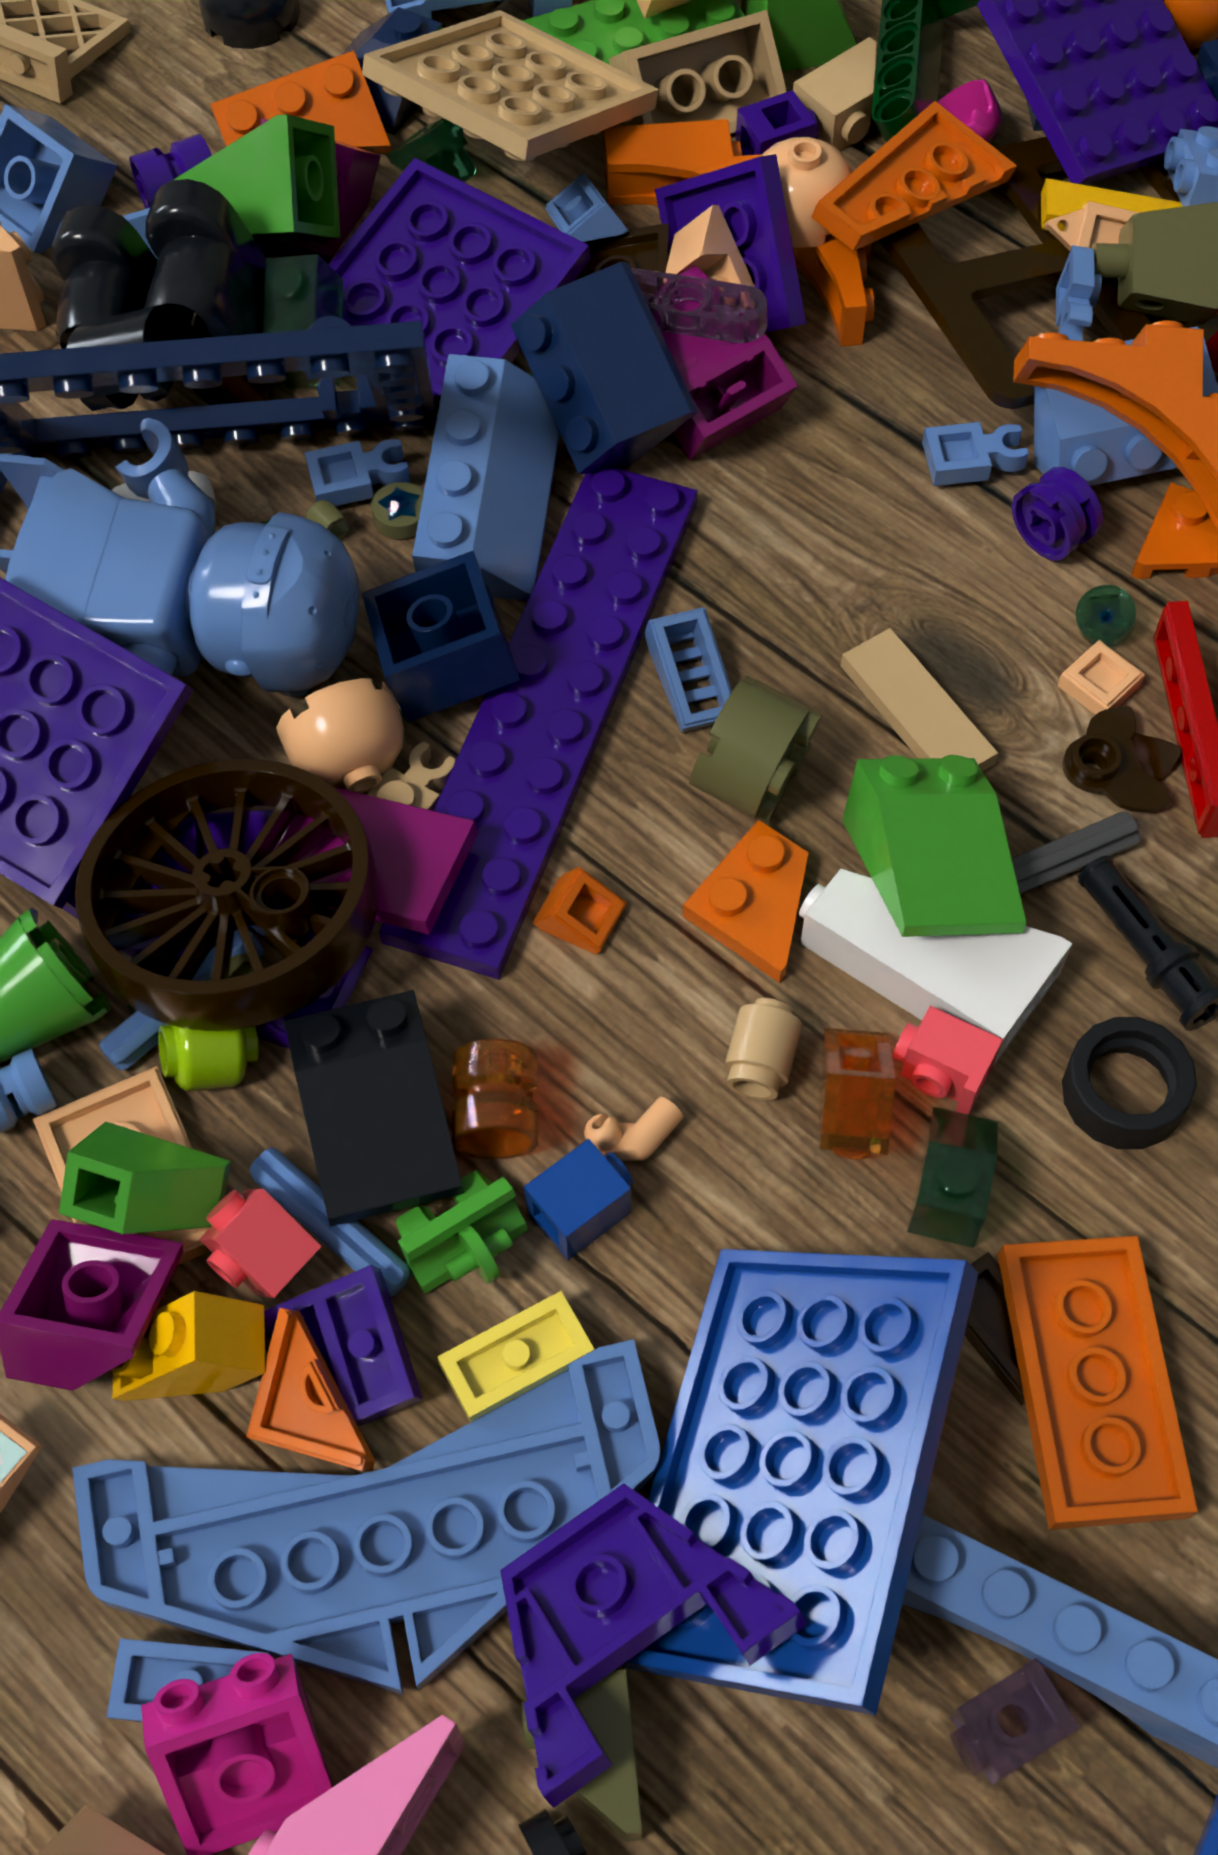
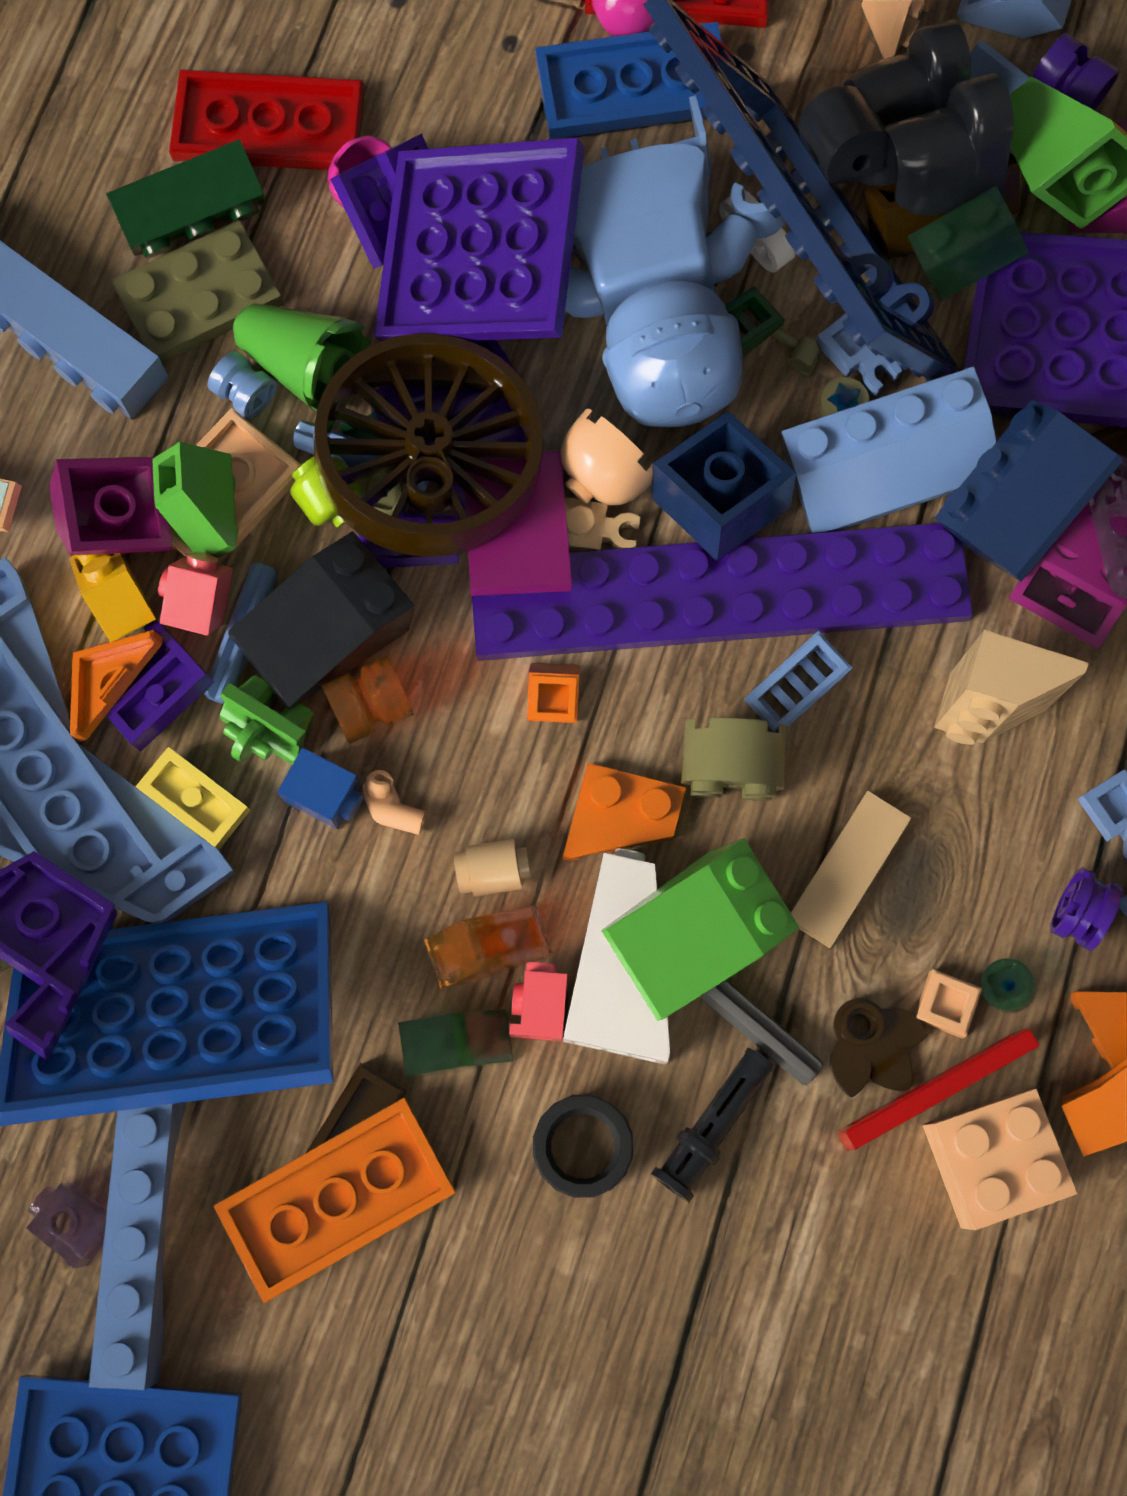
camera: 65 degrees right, 15 degrees up
(799, 474) = (1002, 686): none -> tan slope

